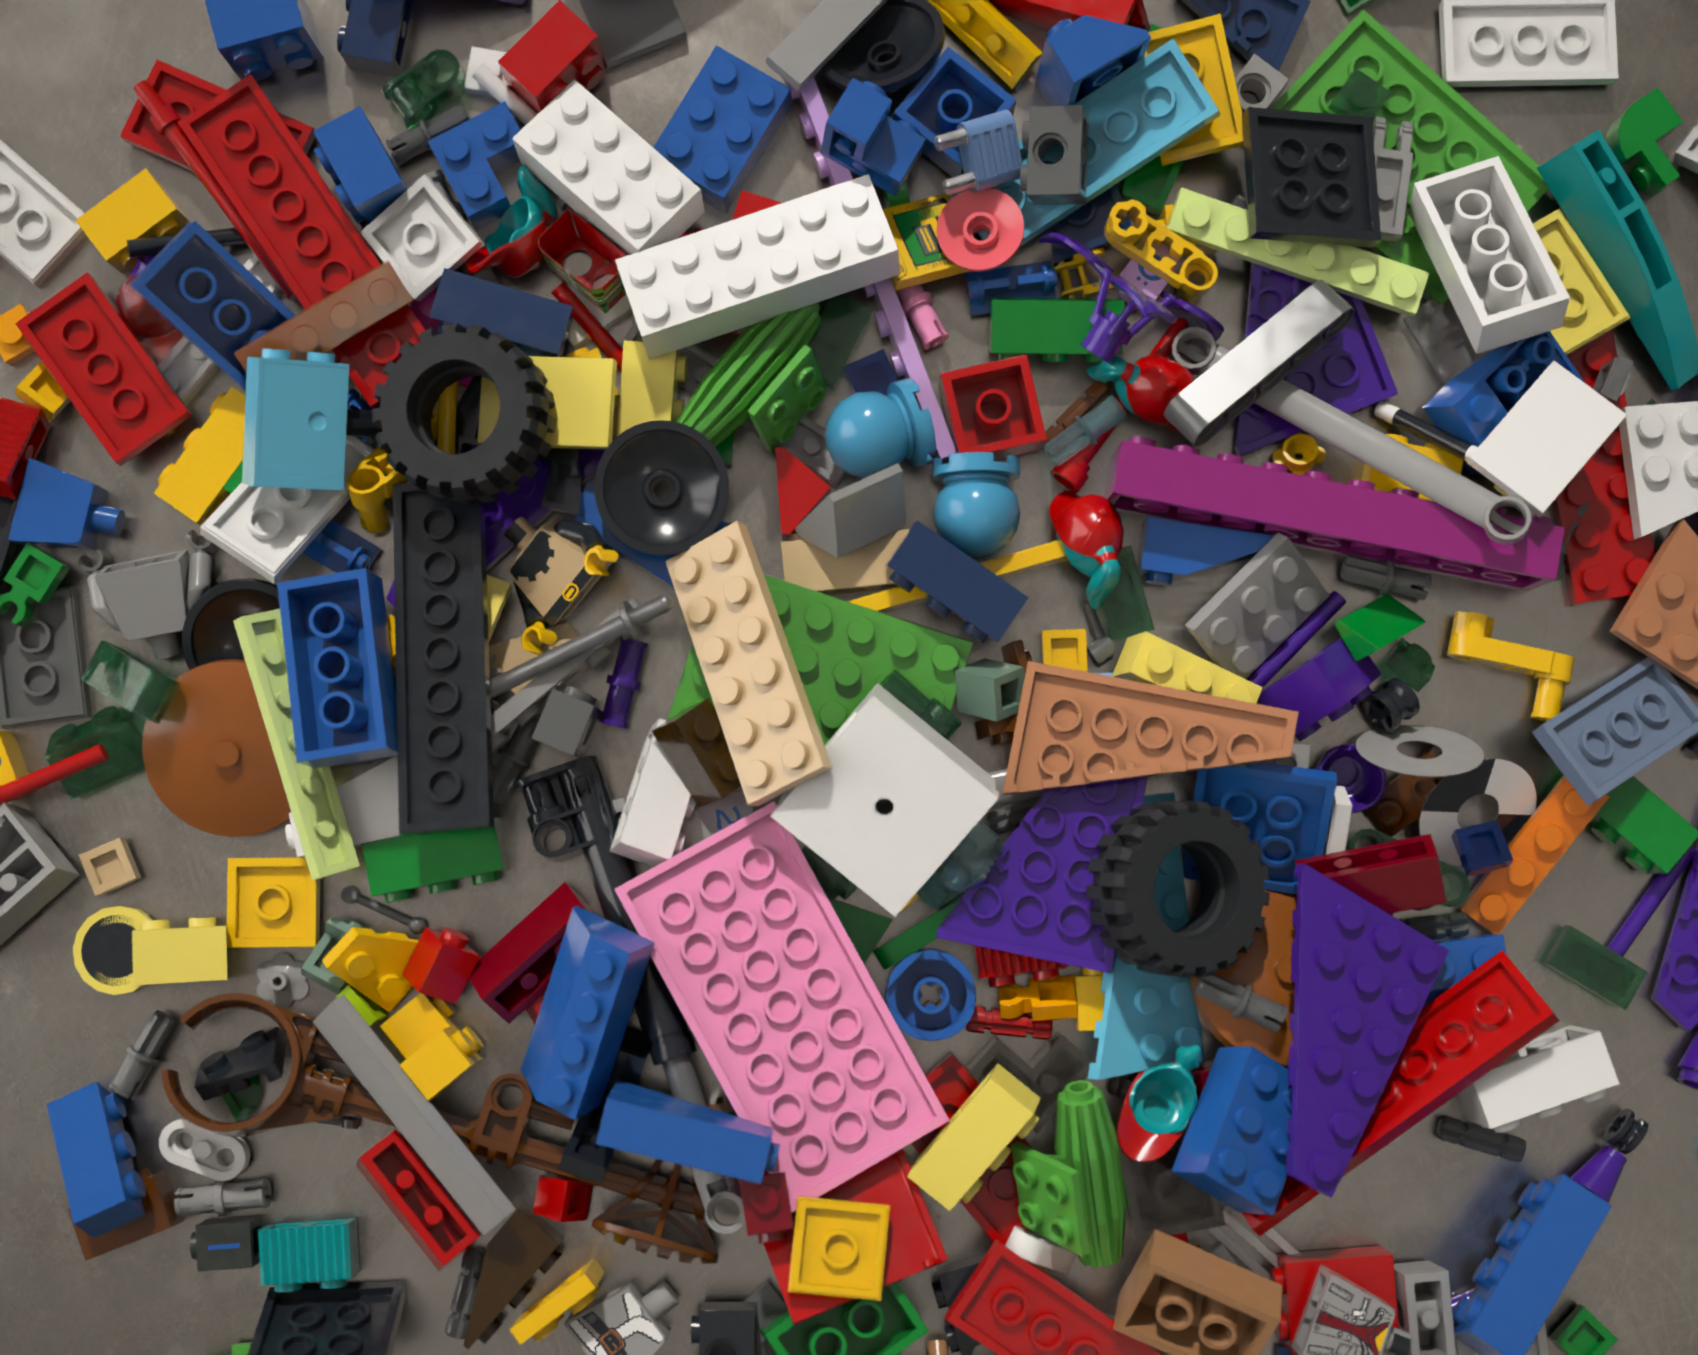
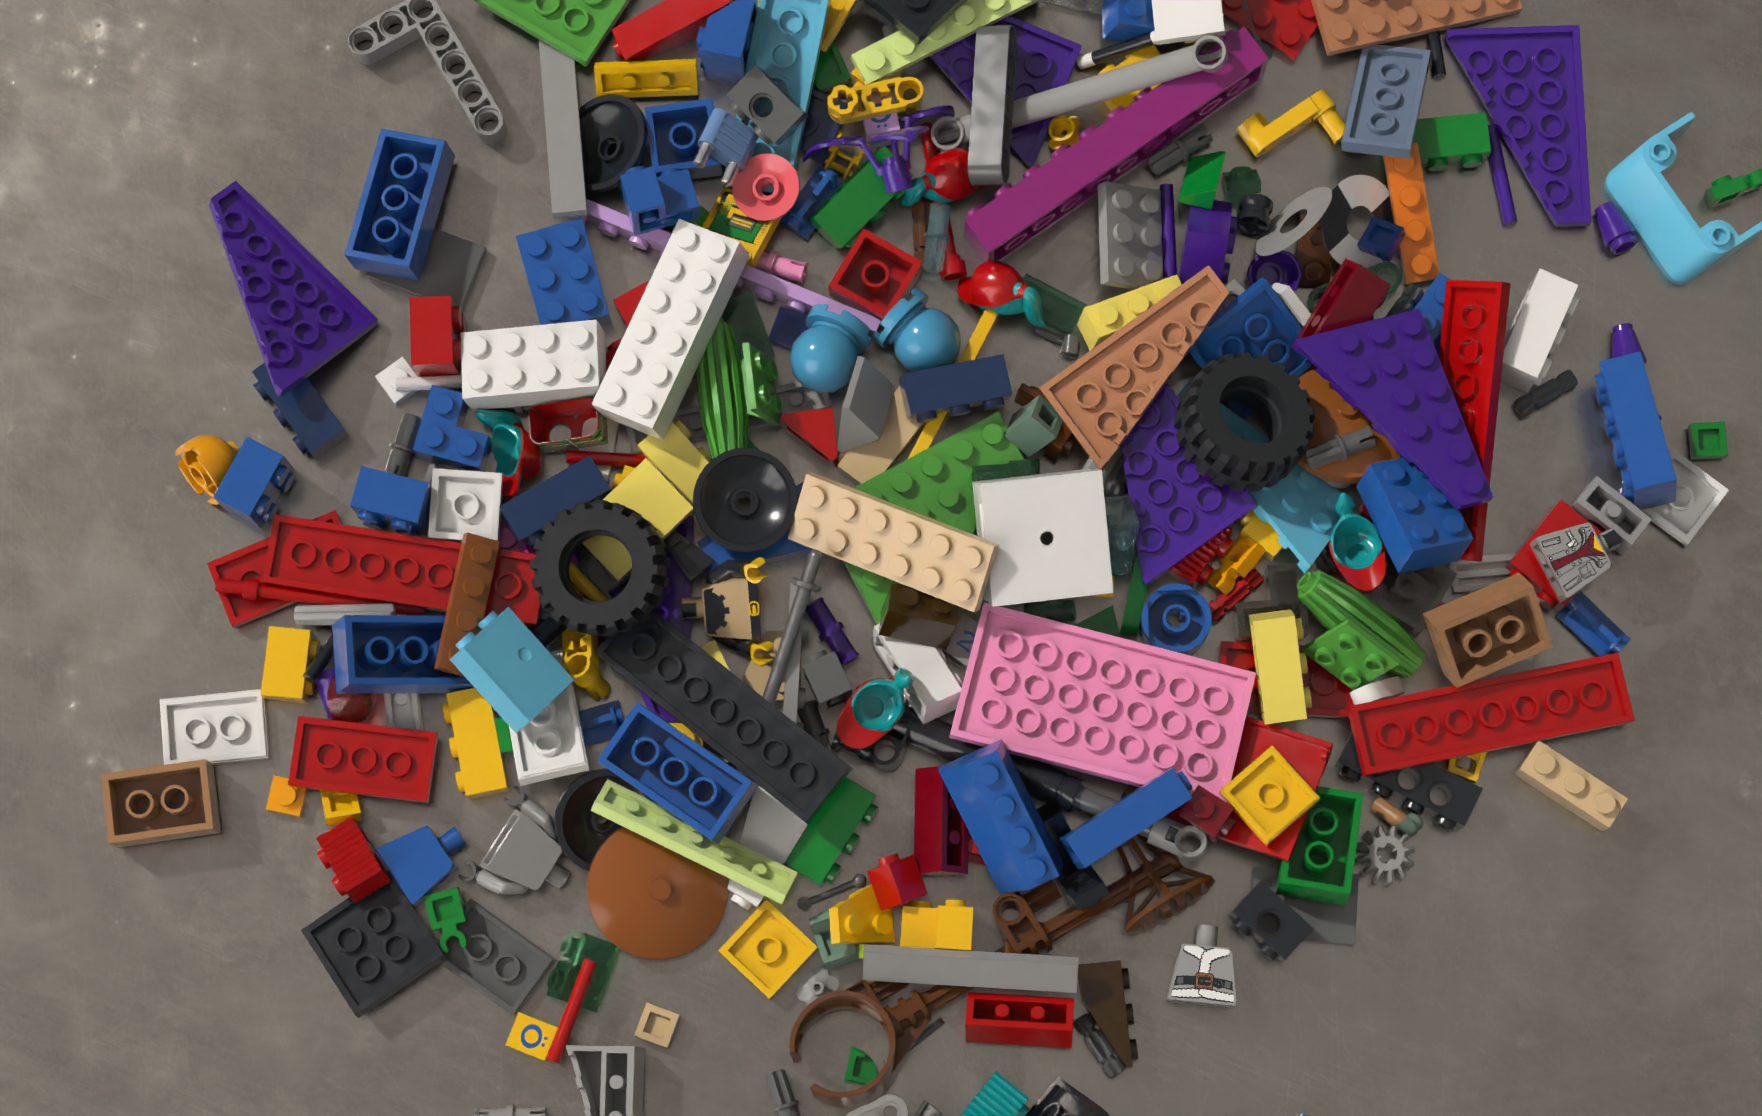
camera: 40 degrees left, 5 degrees down
(105, 949) = (710, 1066): tile -> none
(130, 681) = (564, 908): clear green beam -> none
(179, 954) = (748, 1027): light yellow brick -> none
(220, 225) = (328, 614): none -> light grey axle
(230, 1070) = (846, 1051): black wing -> none
(421, 85) = (374, 427): clear green piece -> none
(562, 1198) = (1095, 938): red piece -> none
(570, 1294) = (1156, 975): yellow plate -> none
(573, 794) = (873, 710): none -> teal hair
(1065, 648) = (1048, 364): yellow plate -> none
(1184, 549) = (1056, 246): blue slope -> none
(1595, 967) = (1508, 240): clear green plate -> none
(1626, 1131) = (1615, 309): black bush -> none

